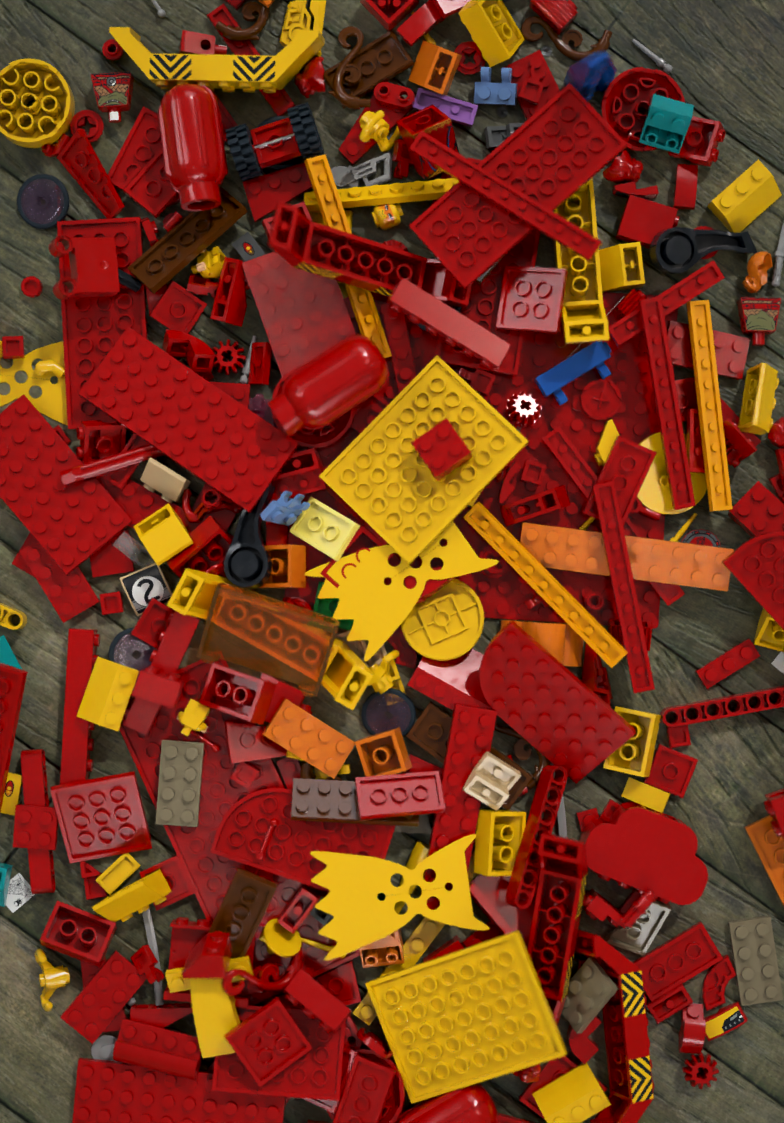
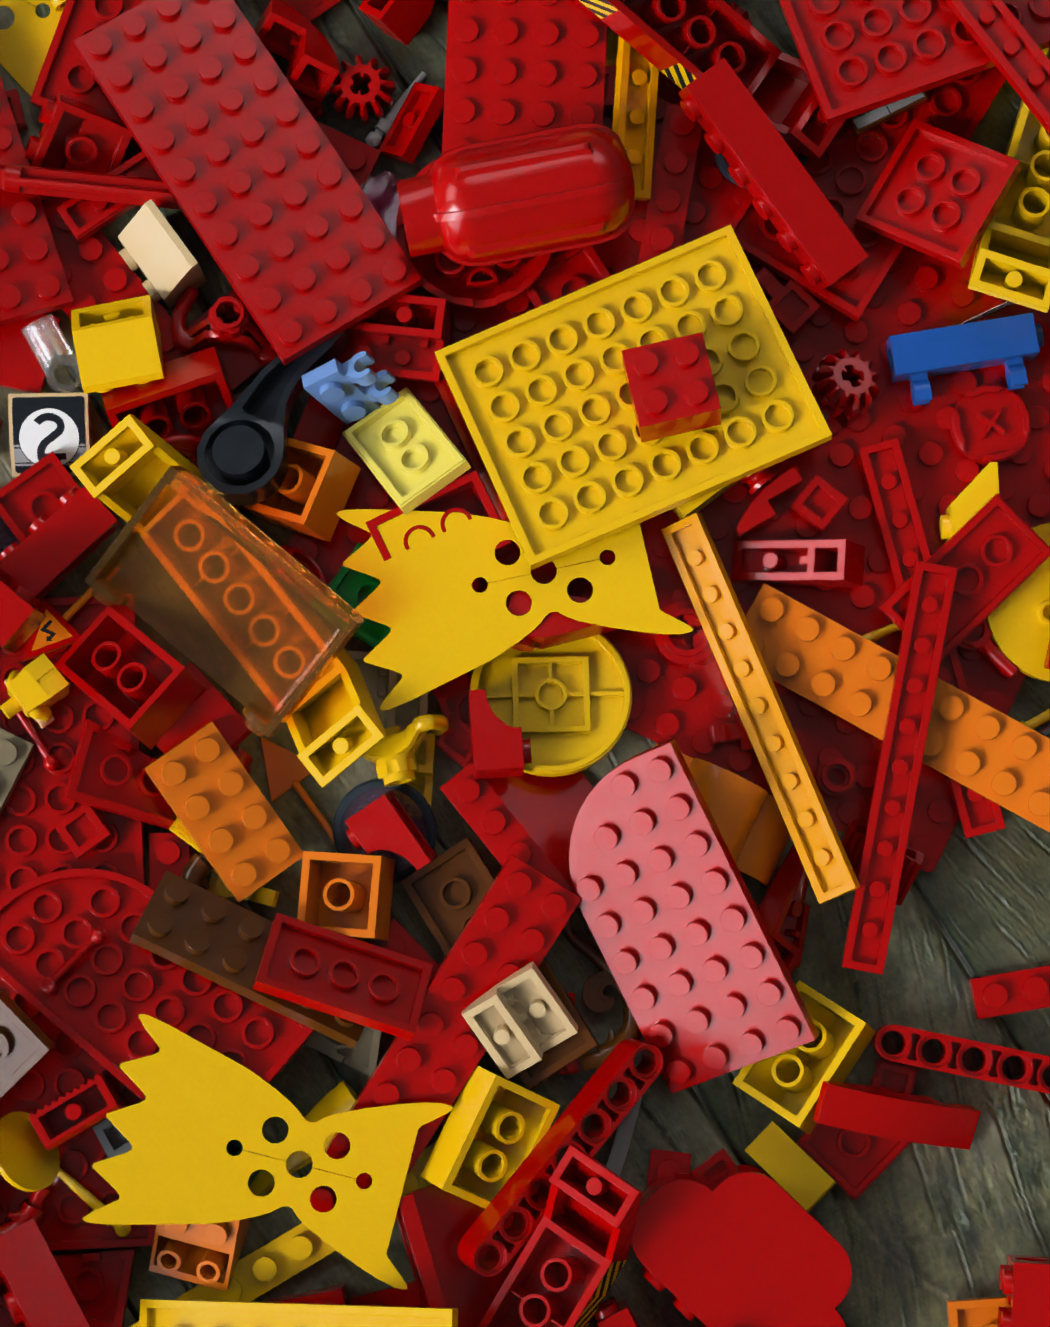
camera: 30 degrees right, 5 degrees down
(191, 683) = (55, 629): none -> piece
(328, 706) = (286, 771): none -> orange piece
(390, 714) = (389, 827): none -> red arch
(426, 655) = (496, 746): none -> red arch
(686, 752) = (896, 1115): none -> red slope

